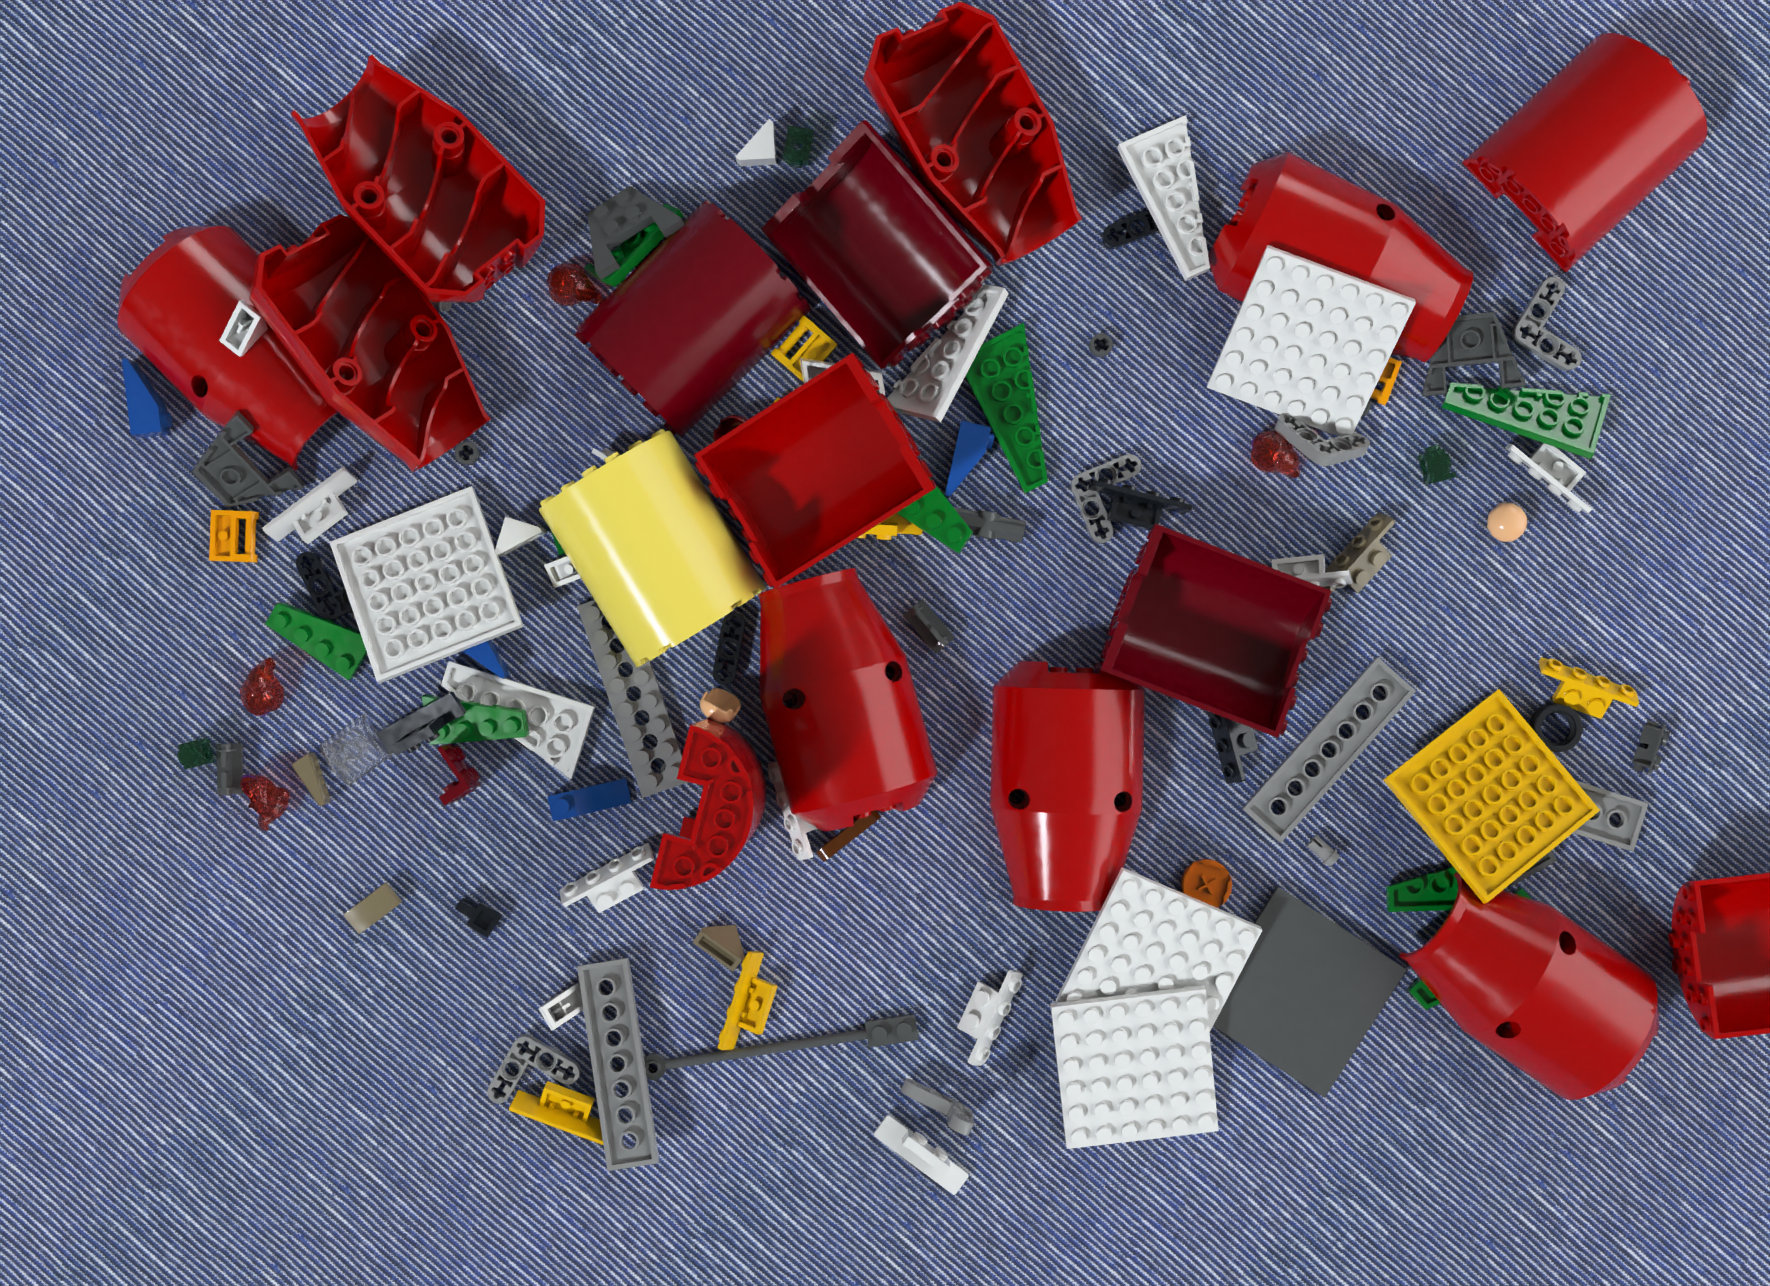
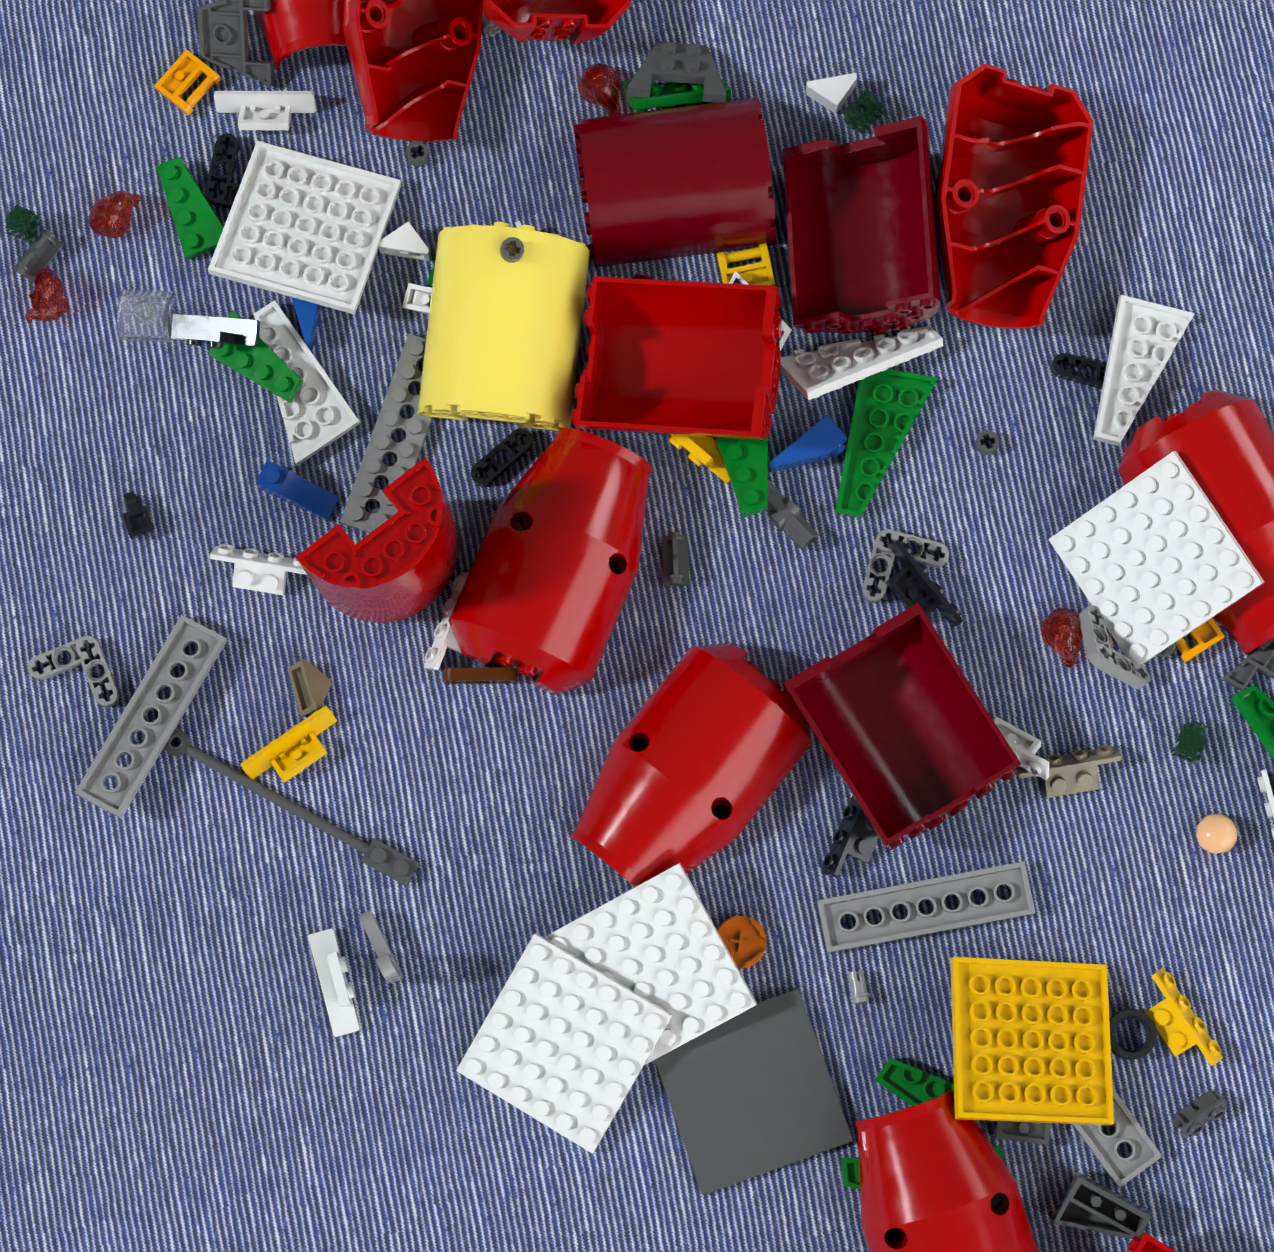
camera: 50 degrees right, 10 degrees down
(312, 777) = (97, 306): dark tan slope -> none
(372, 908) = (59, 446): dark tan slope -> none
(467, 776) = (211, 404): dark red bracket -> none
(560, 1109) = (77, 718): yellow bracket -> none
(562, 1007) = (143, 637): white slope -> none
(617, 478) = (505, 253): none -> dark grey bush
(720, 705) = (459, 495): light nougat hair -> none
(986, 1012) = (478, 908): white bracket -> none
(1632, 879) = (1099, 1209): none -> dark grey wedge

